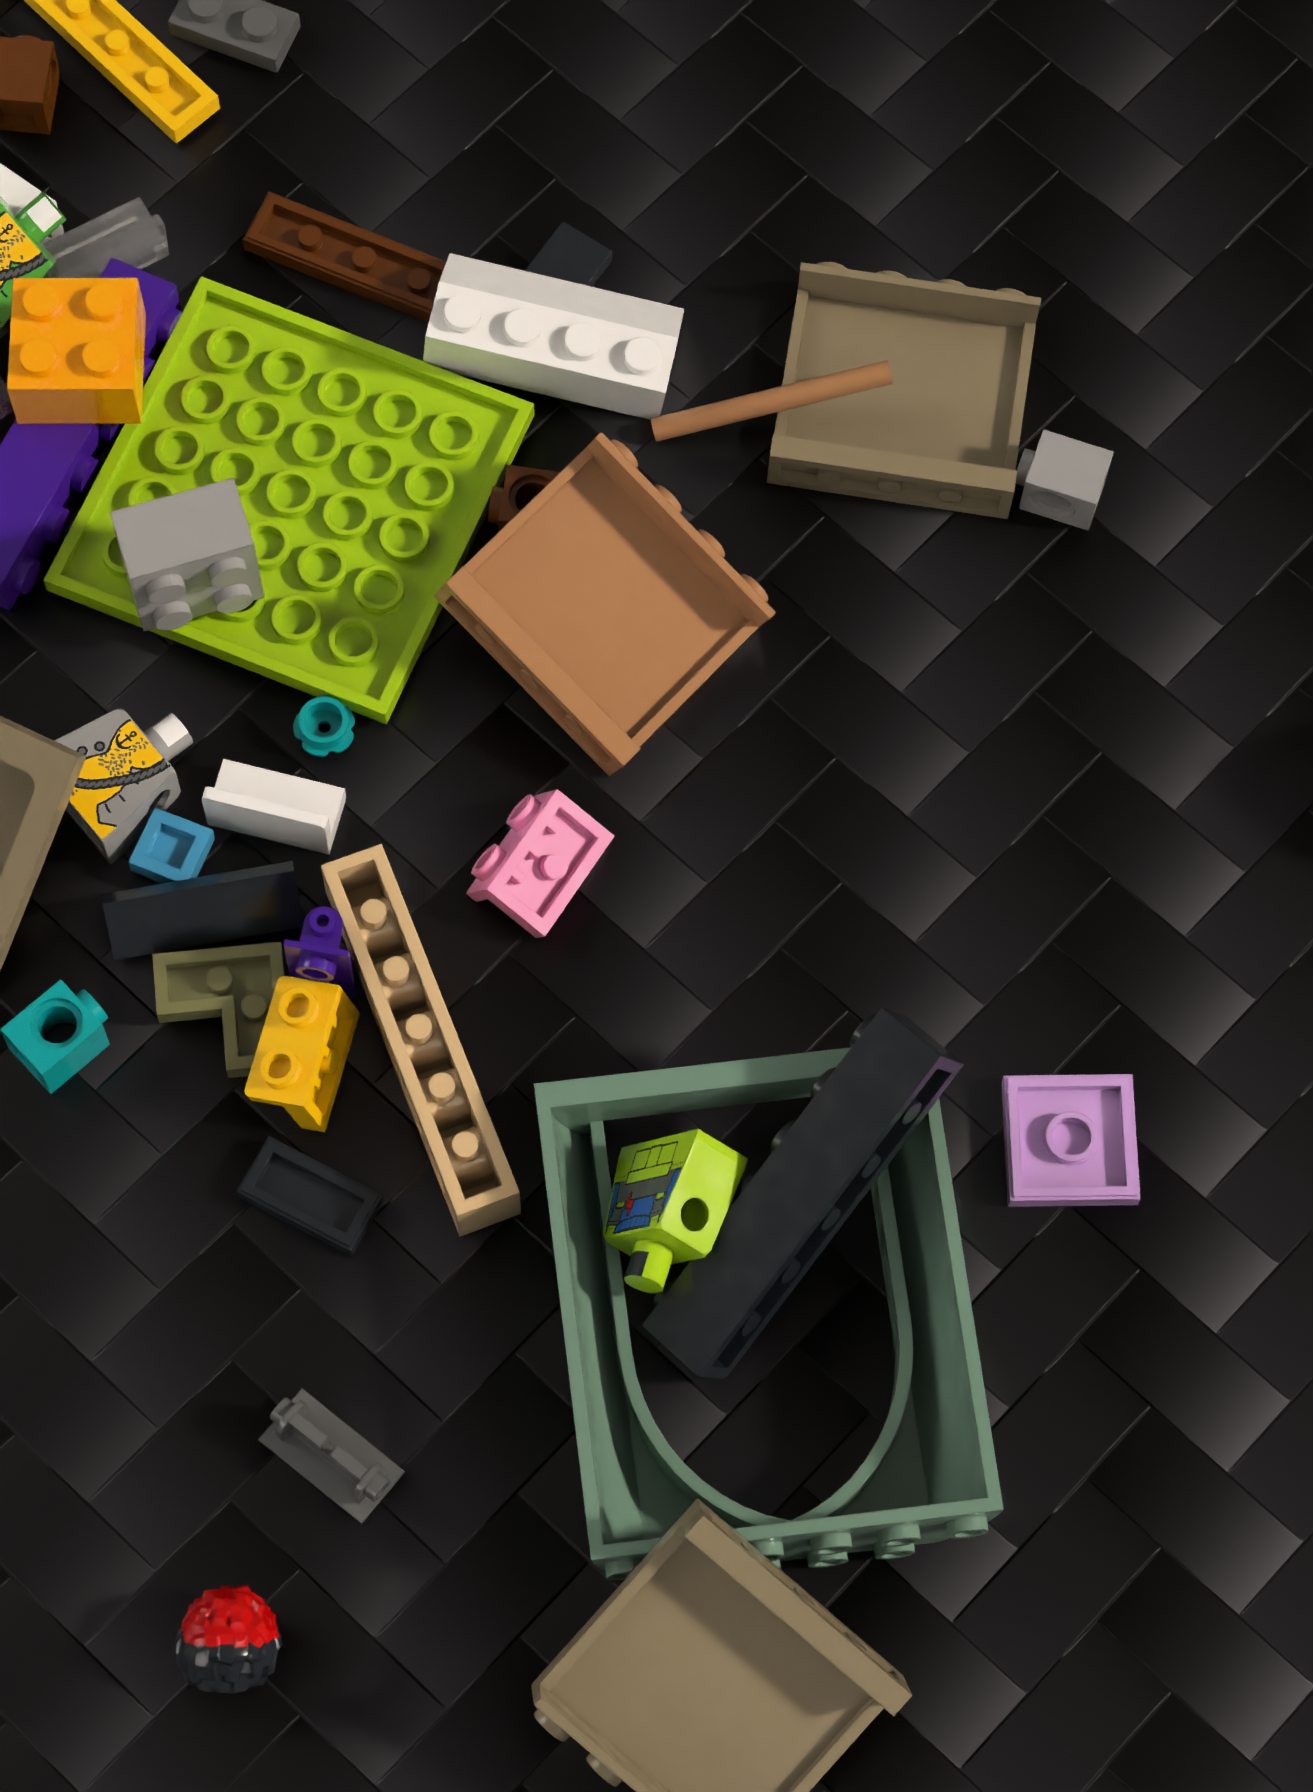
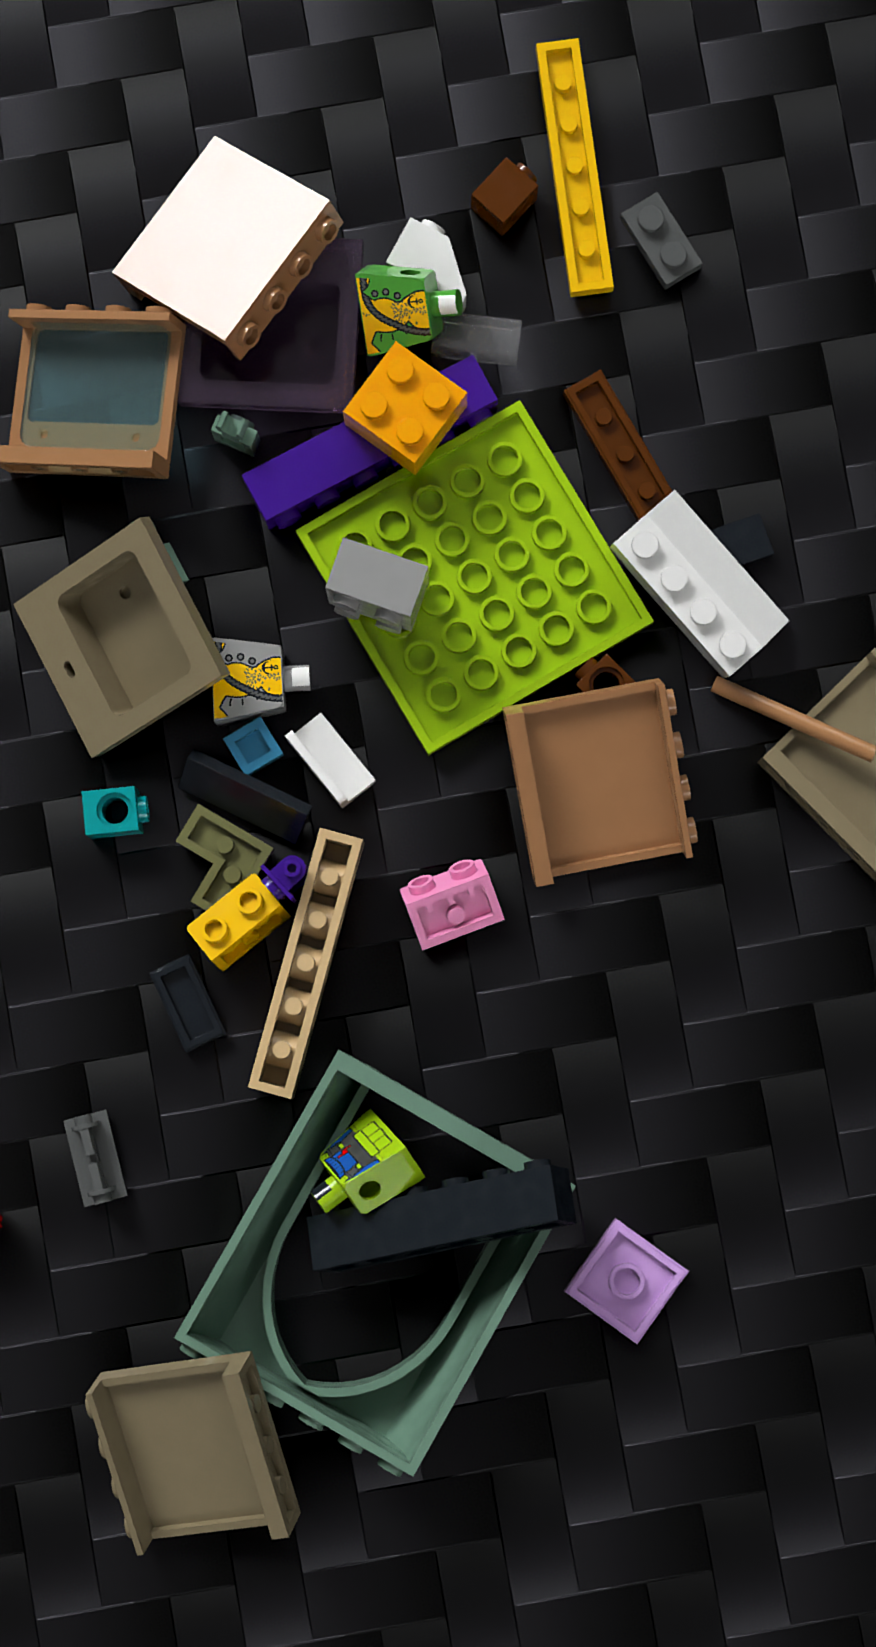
camera: 40 degrees right, 15 degrees up
(321, 711) = (395, 744): teal plate -> none

